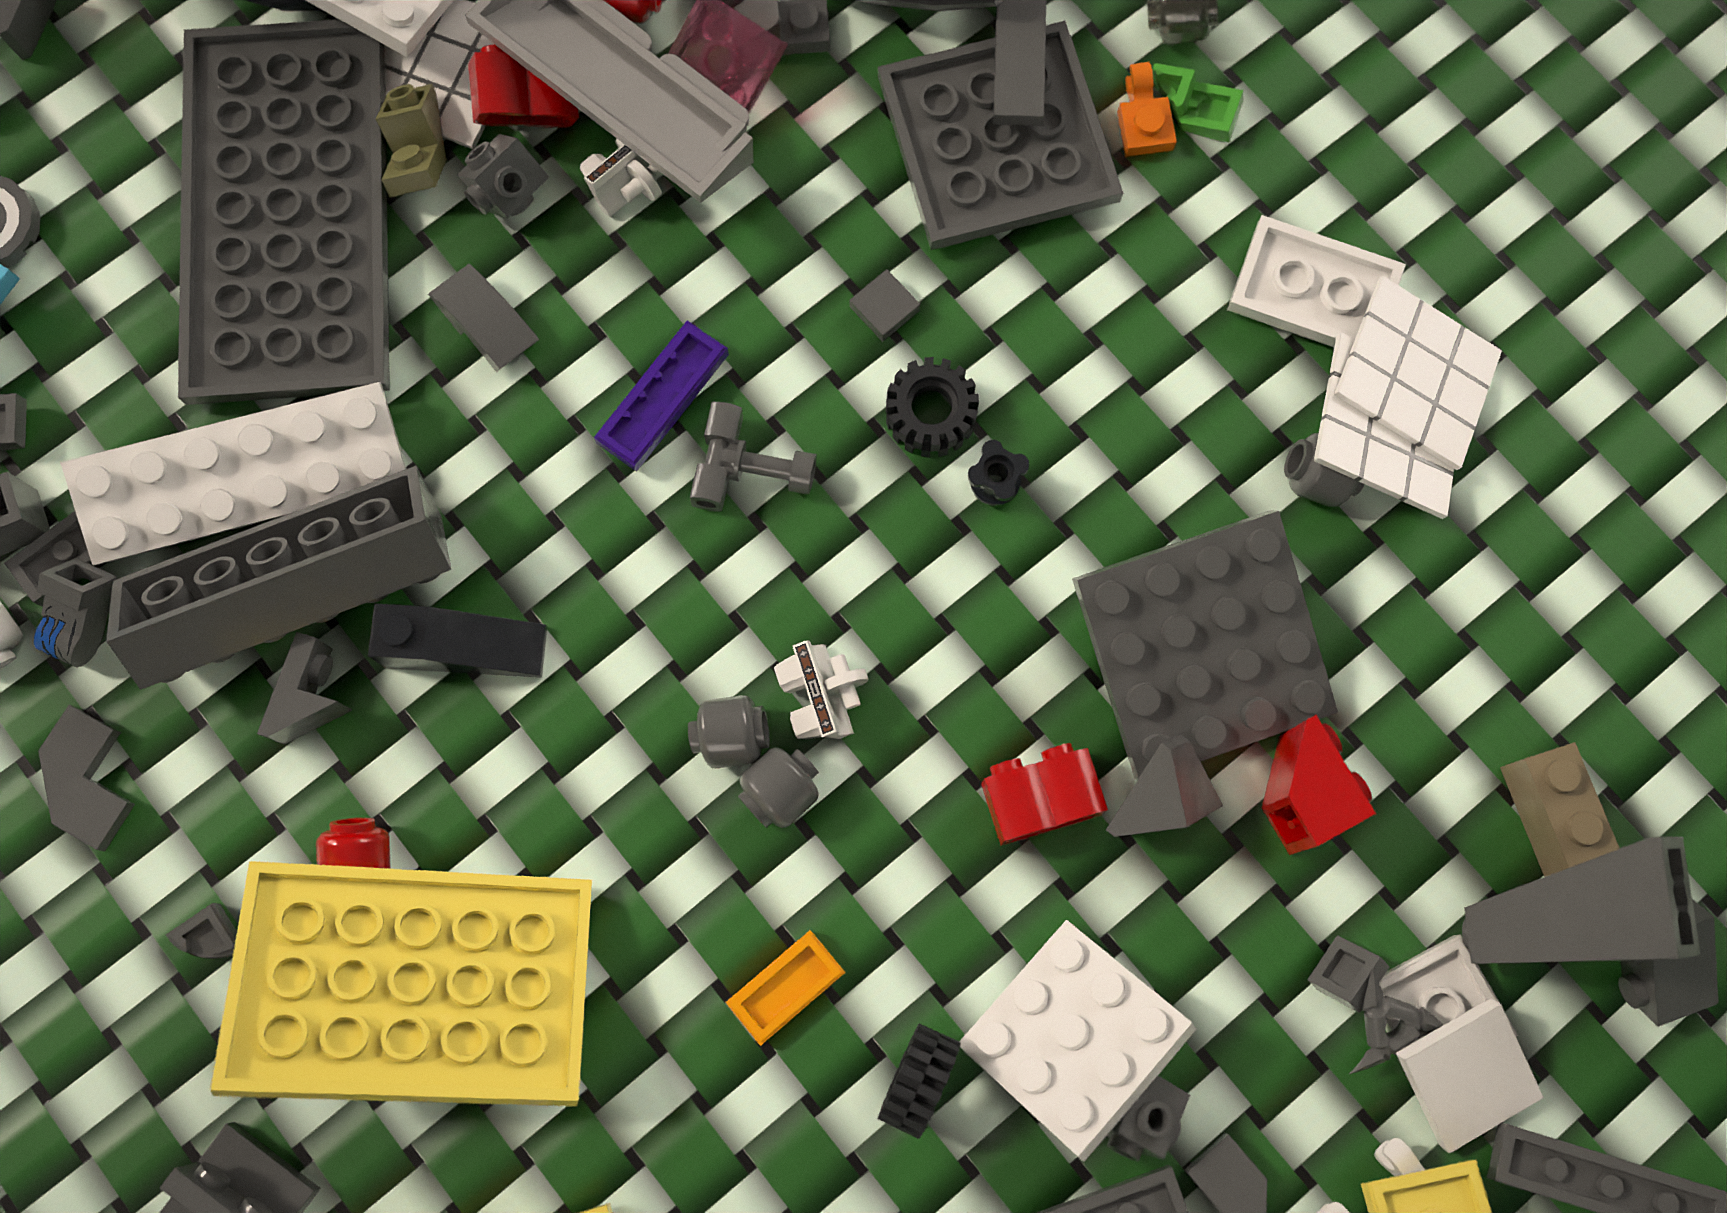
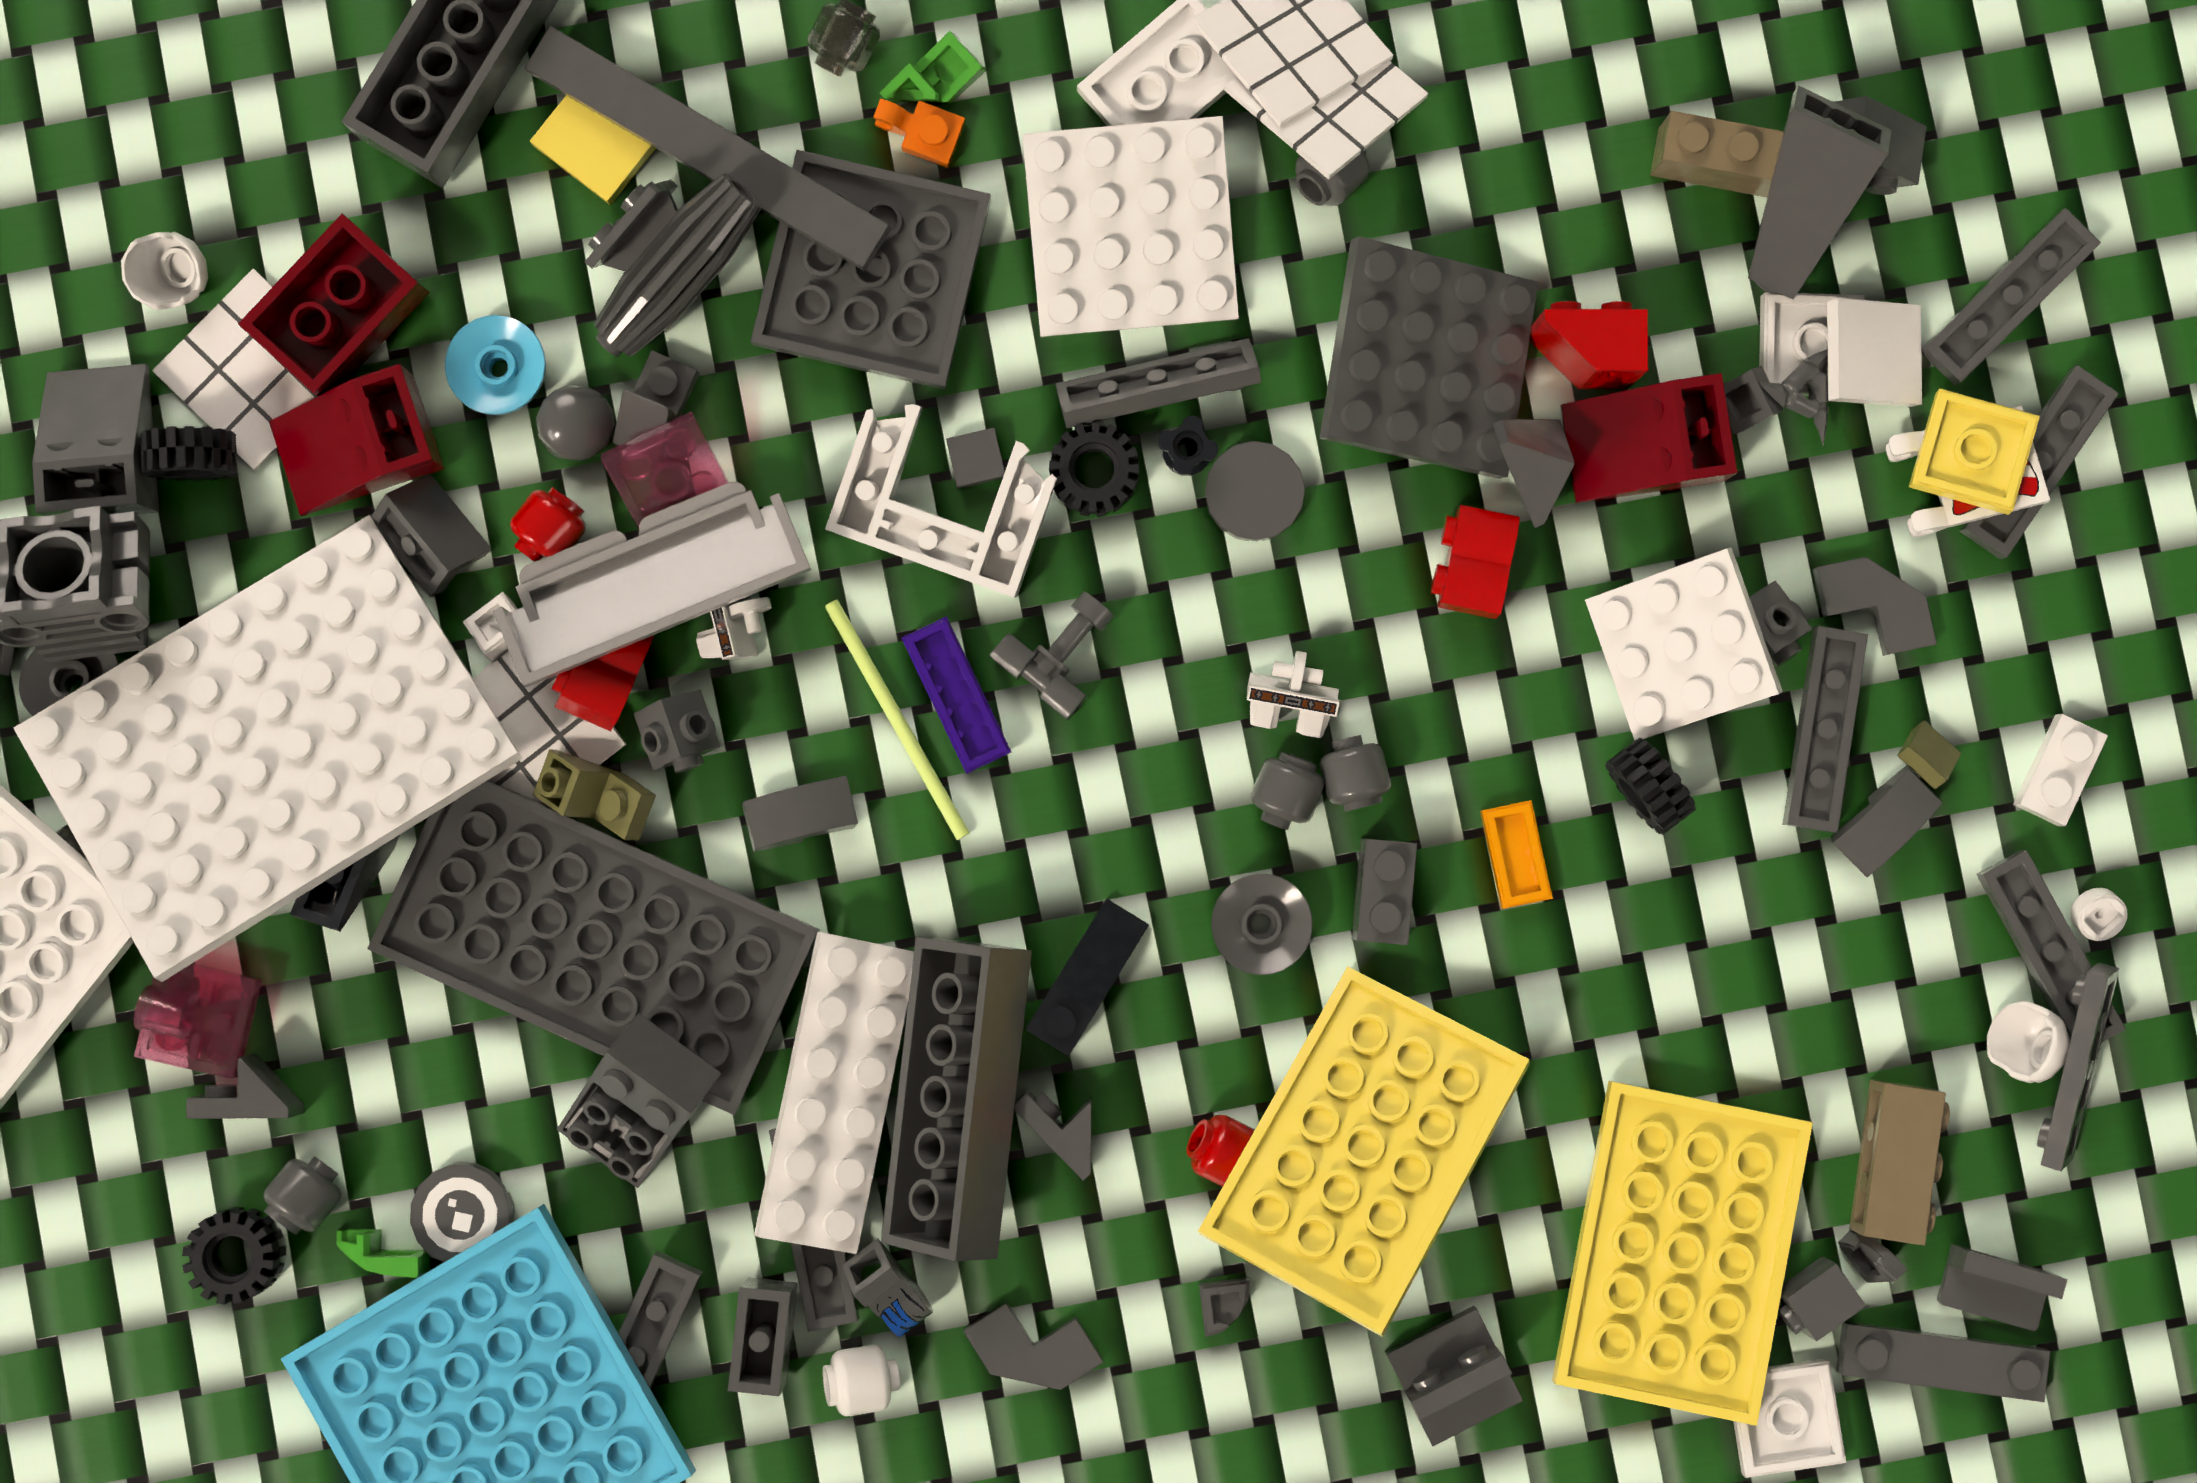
camera: 55 degrees left, 10 degrees up
(150, 305) = (637, 1100): none -> dark grey slope
(567, 761) = (1288, 929): none -> dark grey dish
(613, 361) = (897, 719): none -> yellowish green axle
(679, 874) = (1384, 891): none -> dark grey brick
(783, 238) = (870, 515): none -> white wedge
(993, 559) = (1254, 491): none -> dark grey tile
(1041, 421) = (1158, 383): none -> dark grey plate
(1167, 324) = (1130, 226): none -> white plate
(1255, 897) = (1650, 439): none -> dark red slope

